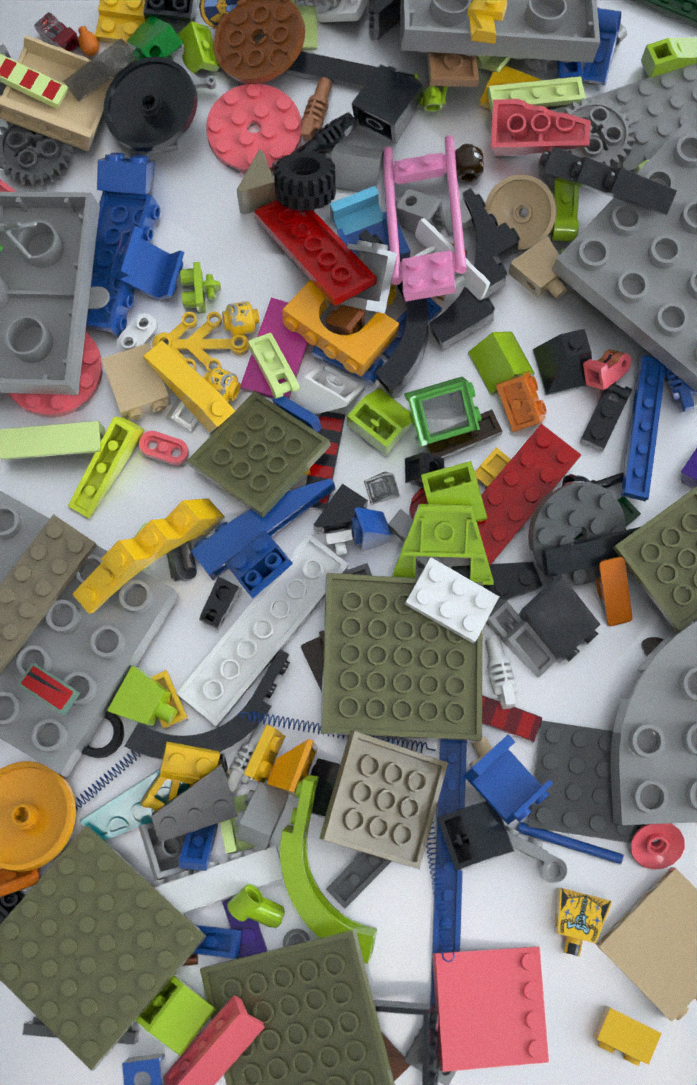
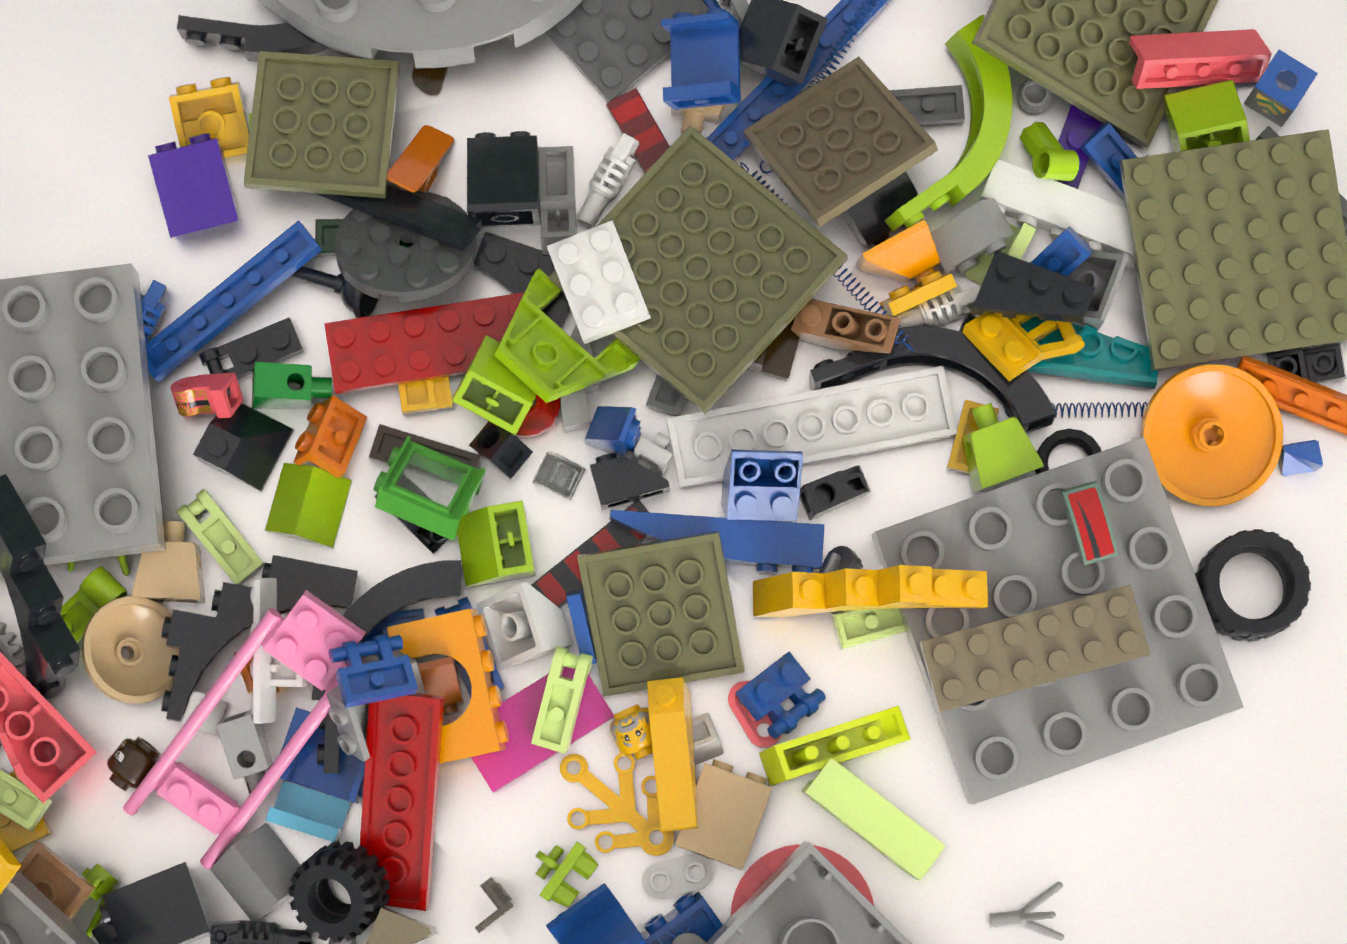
camera: 140 degrees left, 5 degrees up
(165, 467) = (772, 687): none -> blue plate
(219, 241) = (500, 899): none -> clear smoke panel
(240, 318) = (549, 793): yellow head -> none
(288, 695) = (845, 327): none -> medium nougat slope
(375, 274) = (374, 680): none -> blue plate
(530, 307) = (221, 538): none -> yellowish green plate
(577, 399) = (272, 391): none -> green torso

